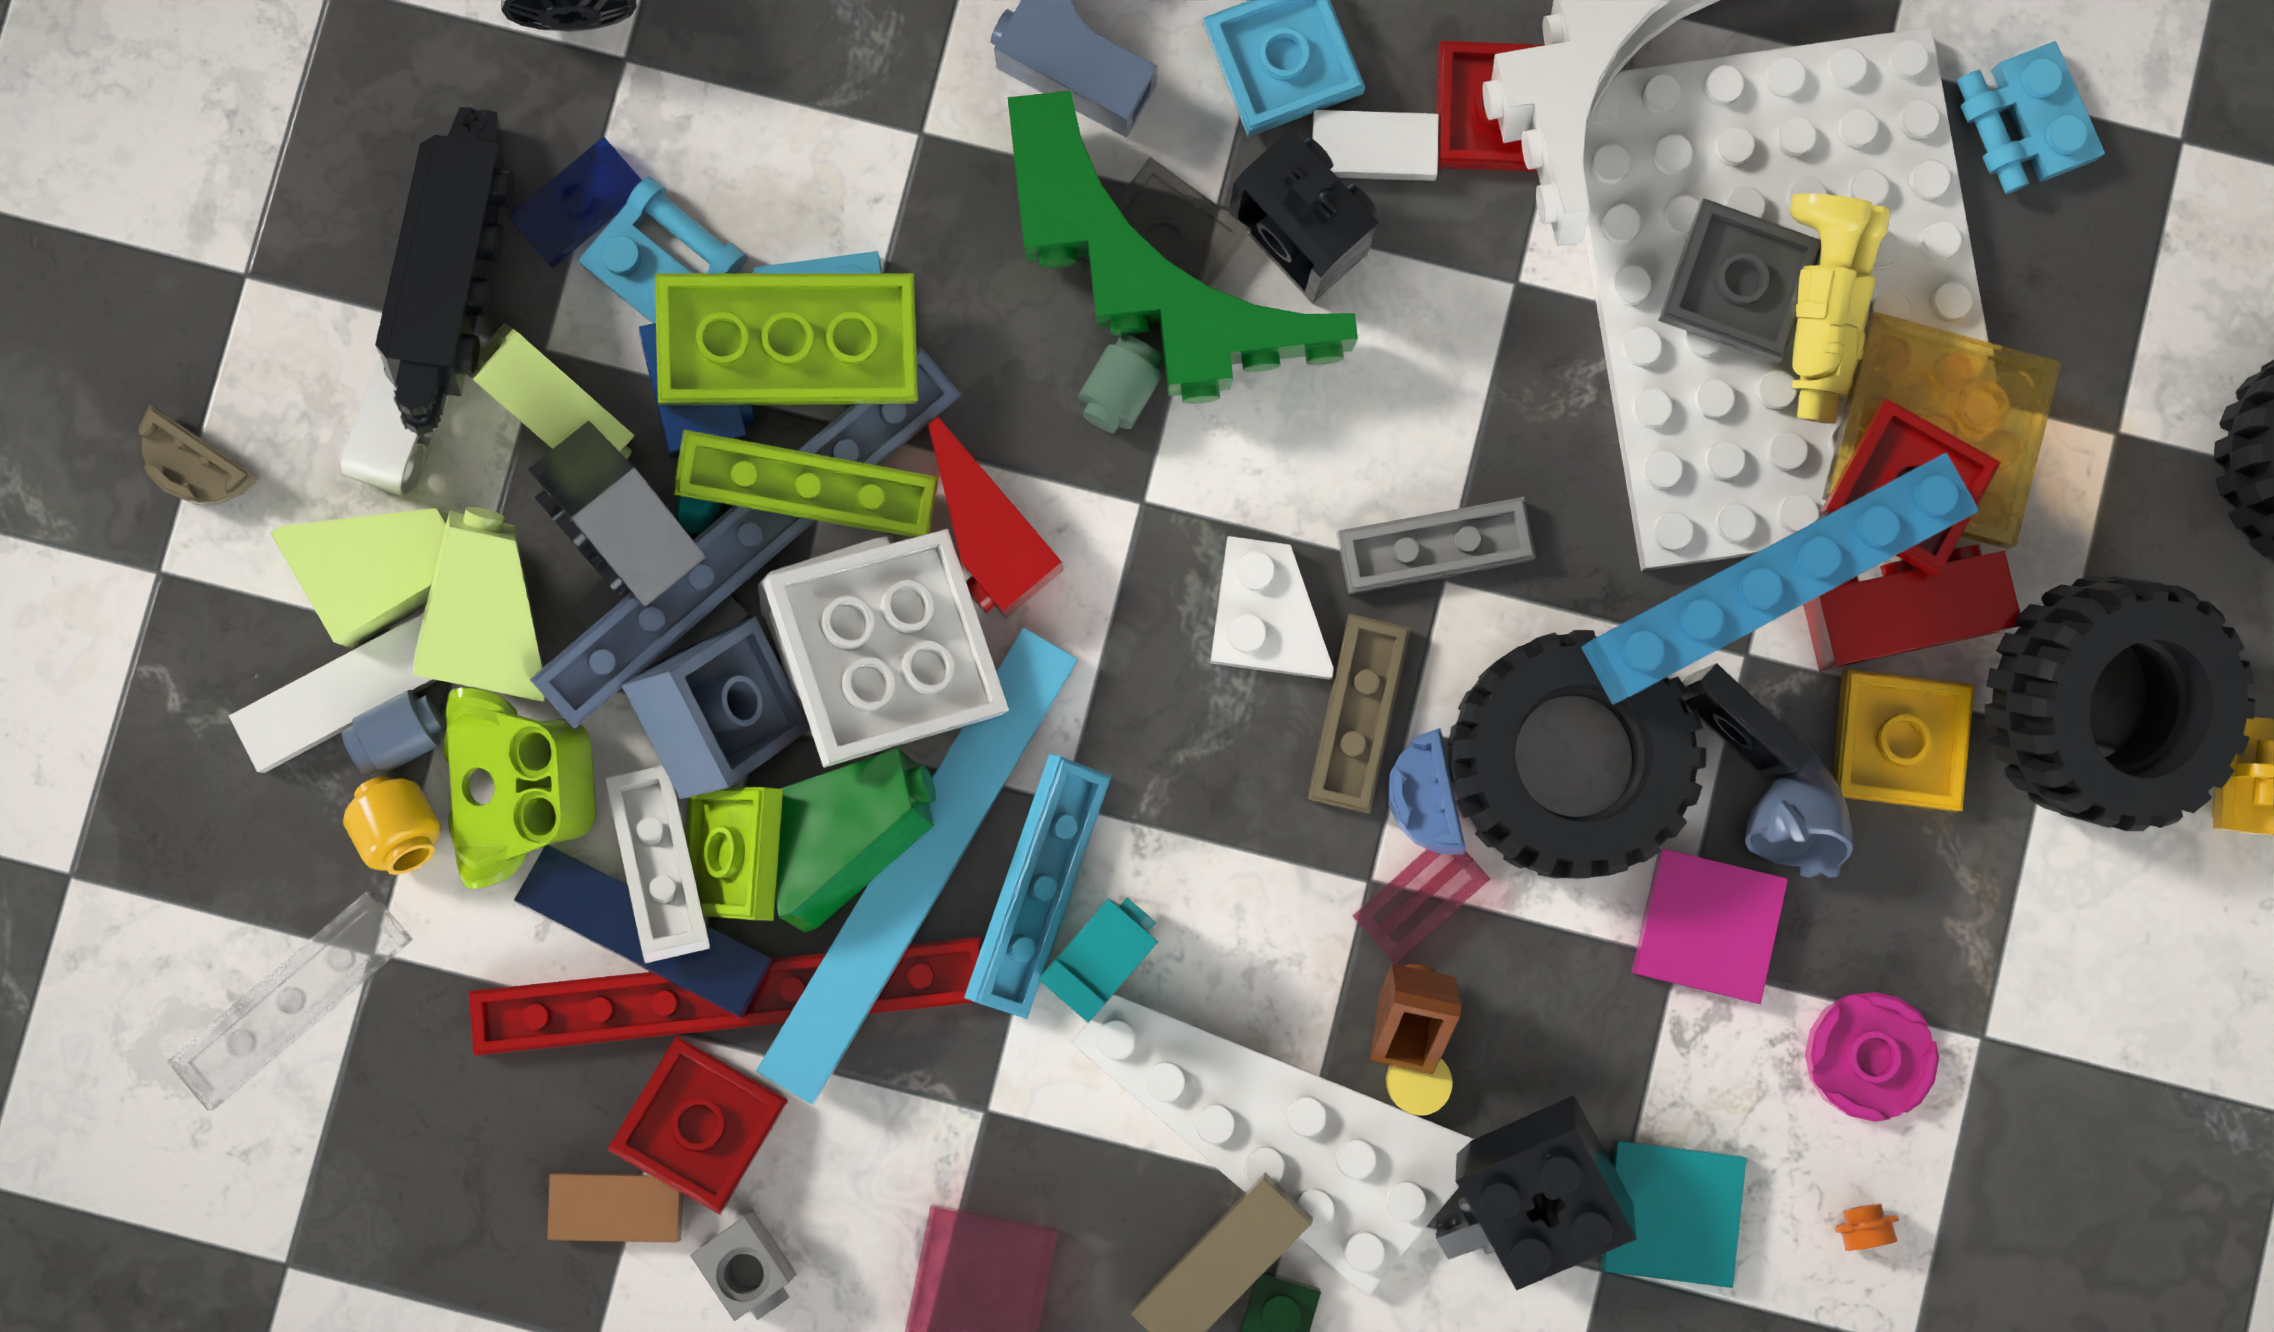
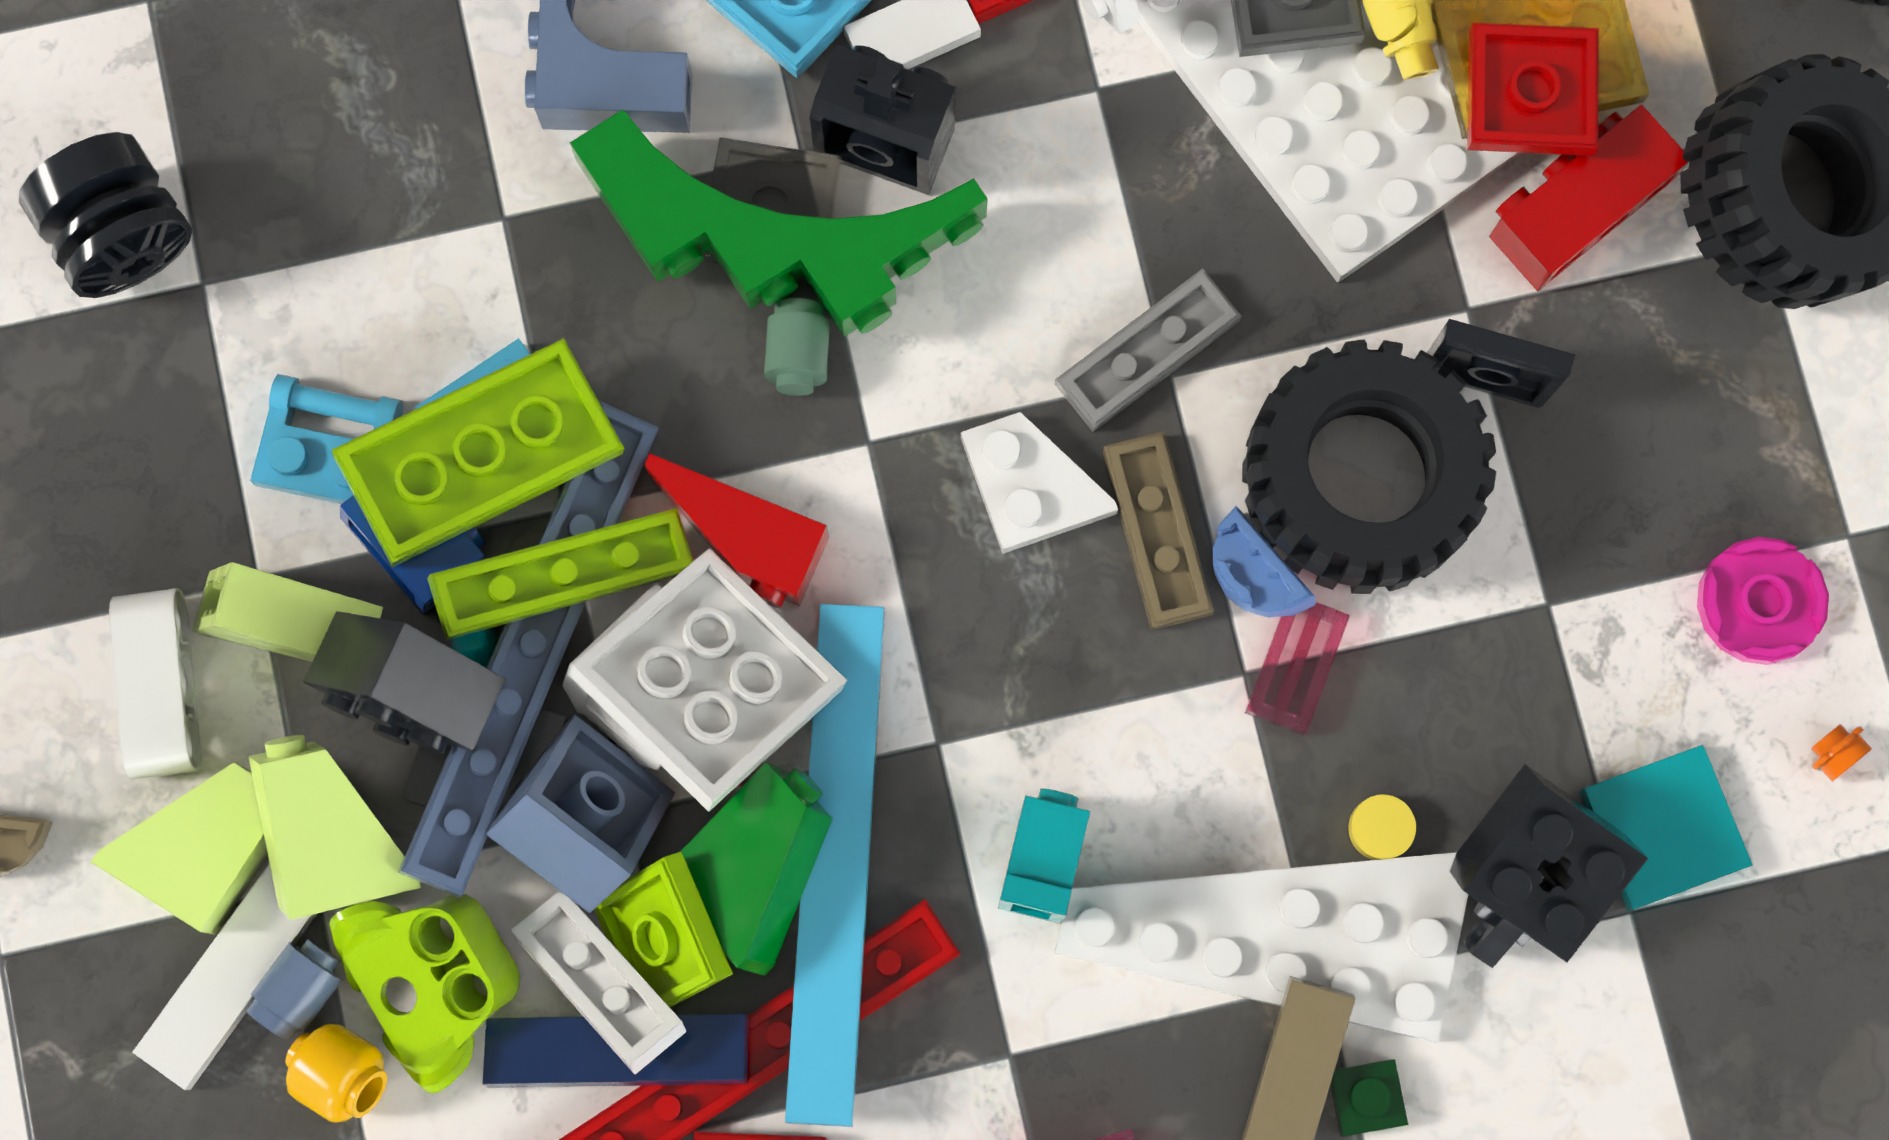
camera: 25 degrees left, 5 degrees down
(443, 265) = (131, 543): black hinge -> none
(576, 202) = (222, 430): clear blue plate -> none
(1037, 886) = (953, 827): medium azure tile -> none
(1415, 1017) = (1350, 768): dark orange slope -> none
(1709, 926) = (1562, 559): dark pink tile -> none
(1779, 578) = (1463, 219): dark azure brick -> none
(1803, 822) = (1595, 426): sand blue hat -> none
(1902, 739) = (1641, 314): yellow tile -> none

